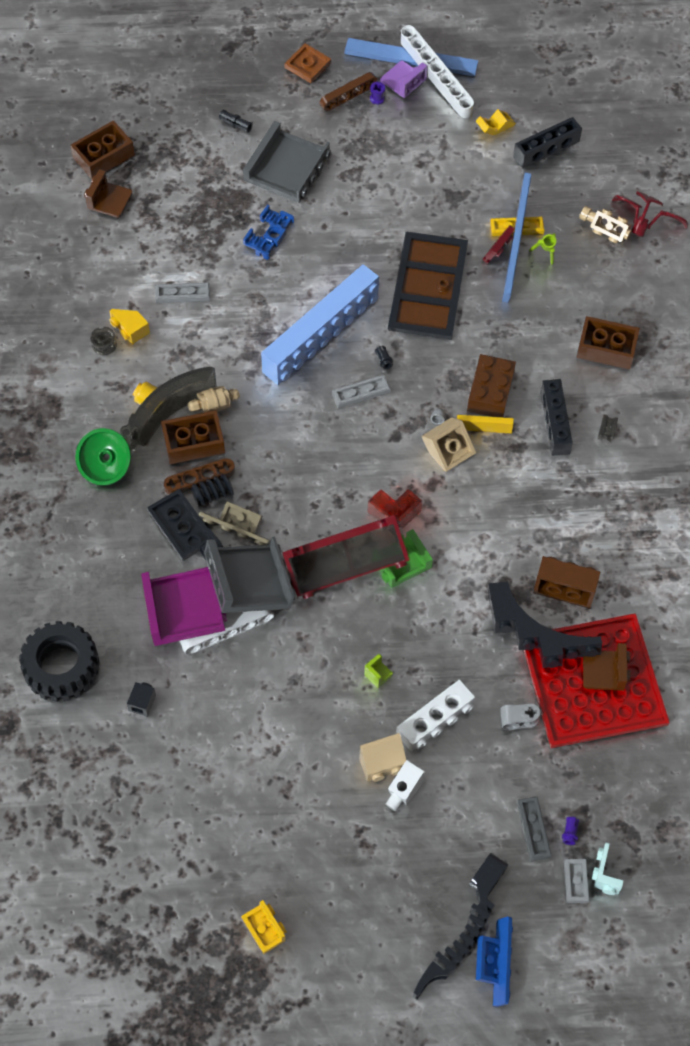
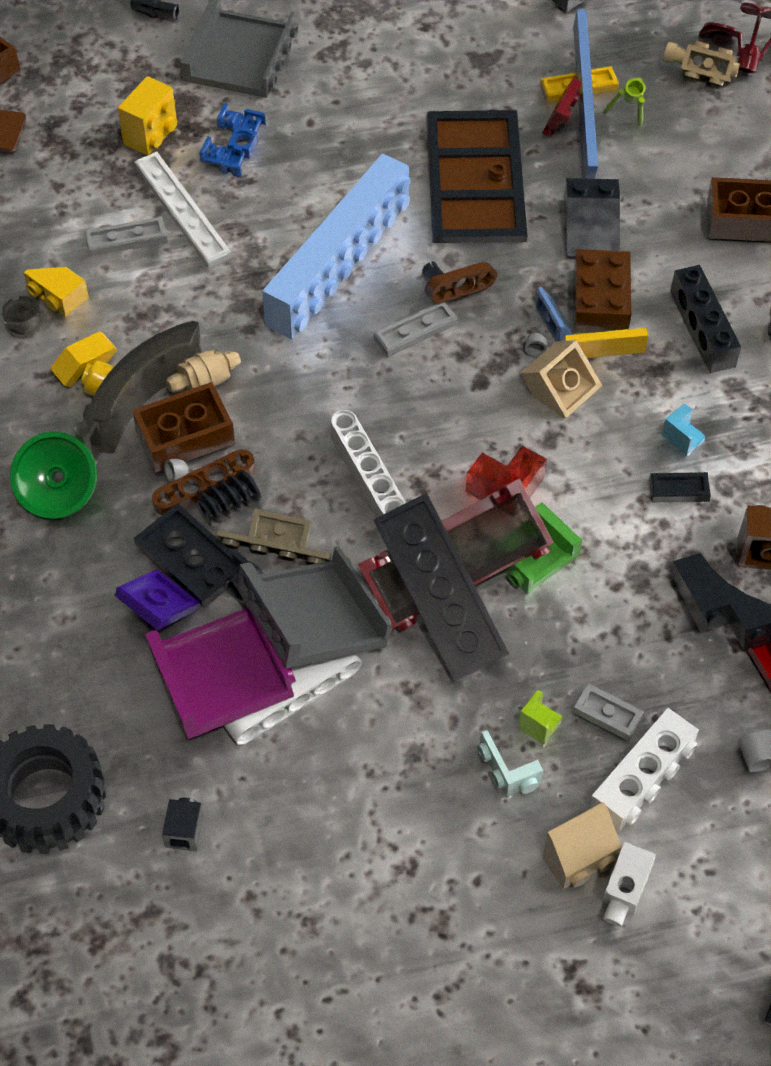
camera: 10 degrees left, 5 degrees down
(138, 374) = (75, 357): none -> yellow slope
(153, 551) = (156, 599): none -> dark purple tile
(182, 465) = (175, 469): none -> light grey hinge
(213, 207) = (147, 115): none -> yellow brick
(224, 279) = (183, 210): none -> white tile
(306, 495) = (364, 459): none -> white beam
(333, 575) = (441, 587): none -> black plate
(356, 708) = (522, 779): none -> light aqua bracket
(386, 365) = (444, 286): none -> reddish brown beam
(422, 675) = (608, 712): none -> light grey plate
(455, 397) = (552, 315): none -> medium blue slope
(499, 330) = (591, 215): none -> black slope
(509, 532) = (680, 487): none -> black tile
(519, 493) = (680, 431): none -> medium azure panel

